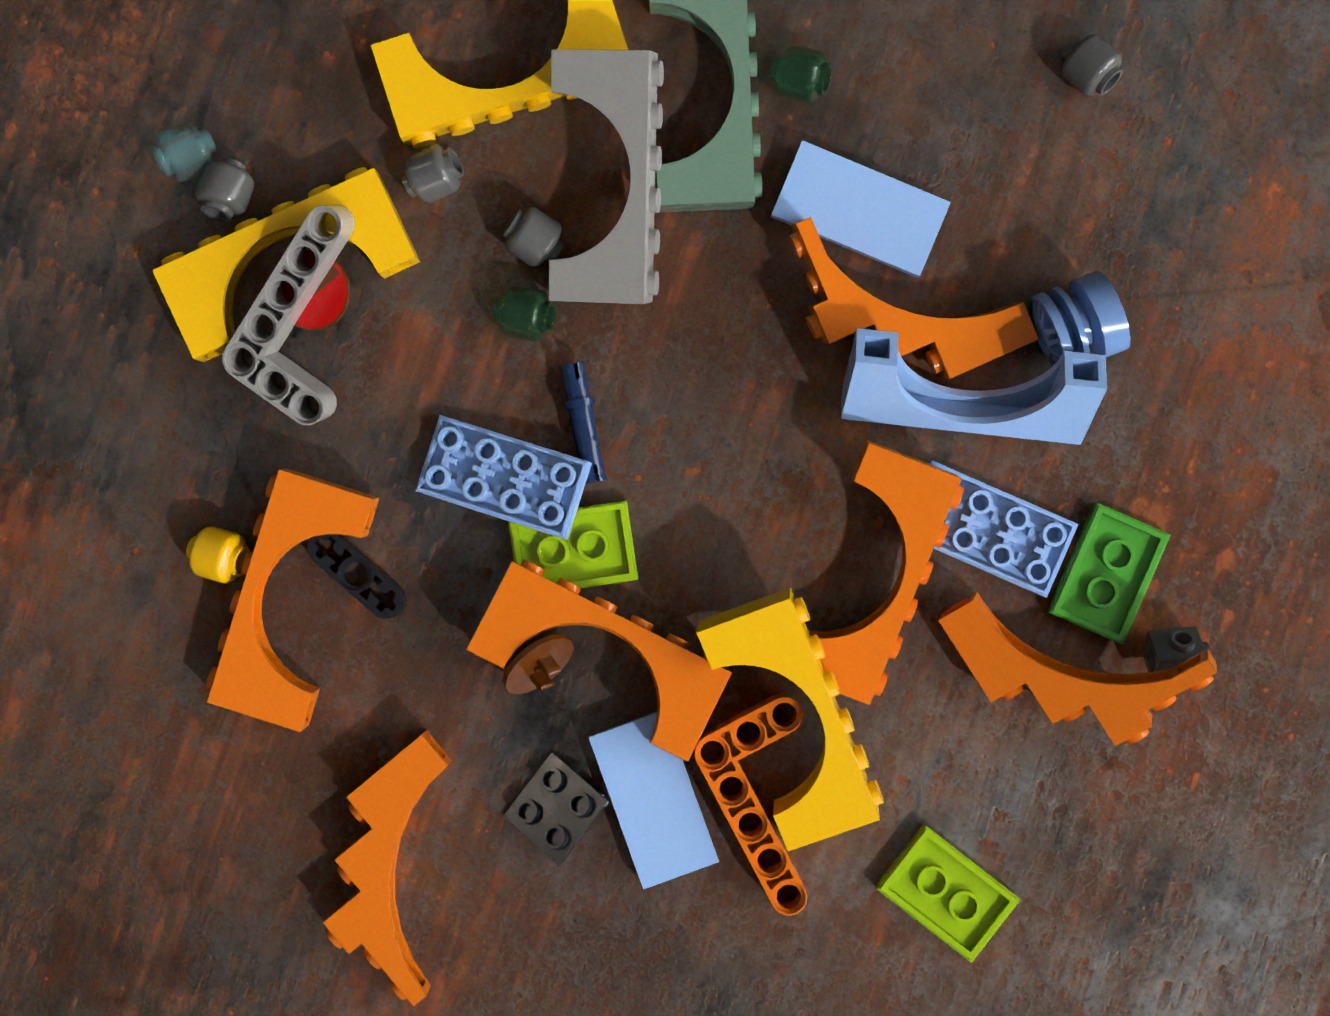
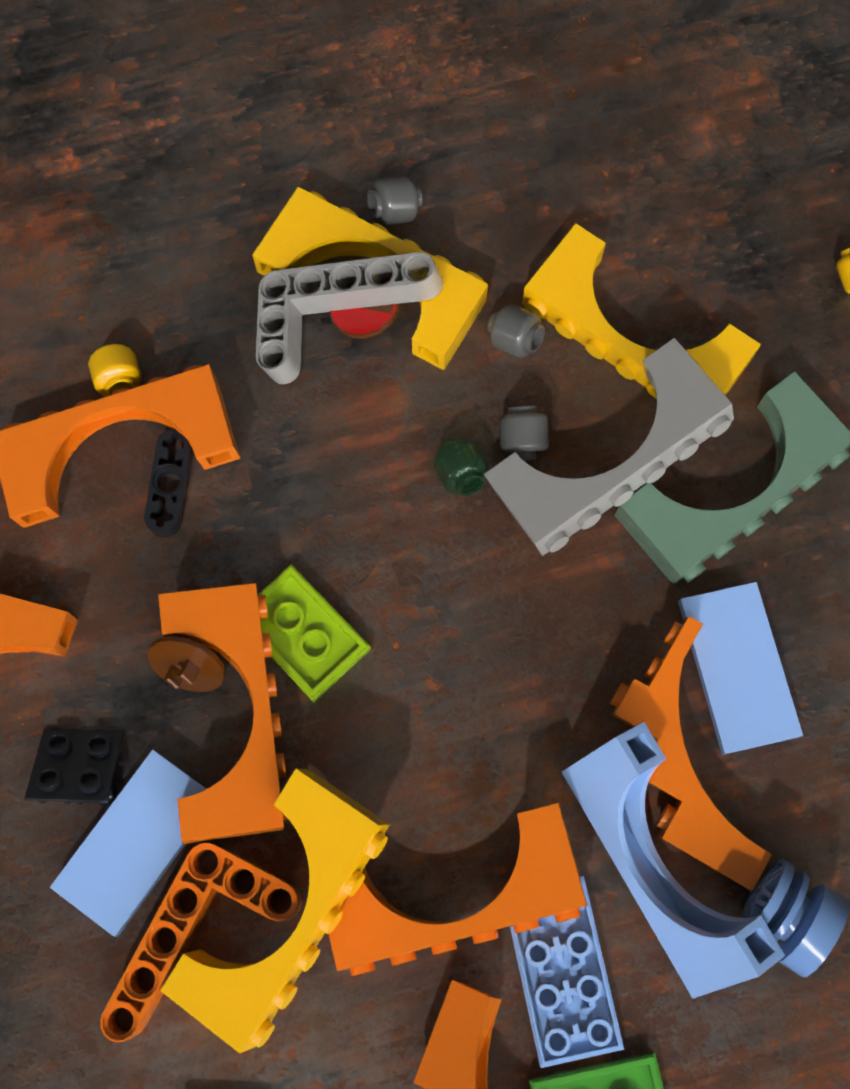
camera: 60 degrees right, 15 degrees down
(183, 151) = (401, 155): clear light blue head -> none
(503, 477) = (322, 539): light blue tile -> none
(582, 418) = (408, 569): dark blue pin -> none
(801, 74) = (805, 546): clear green head -> none

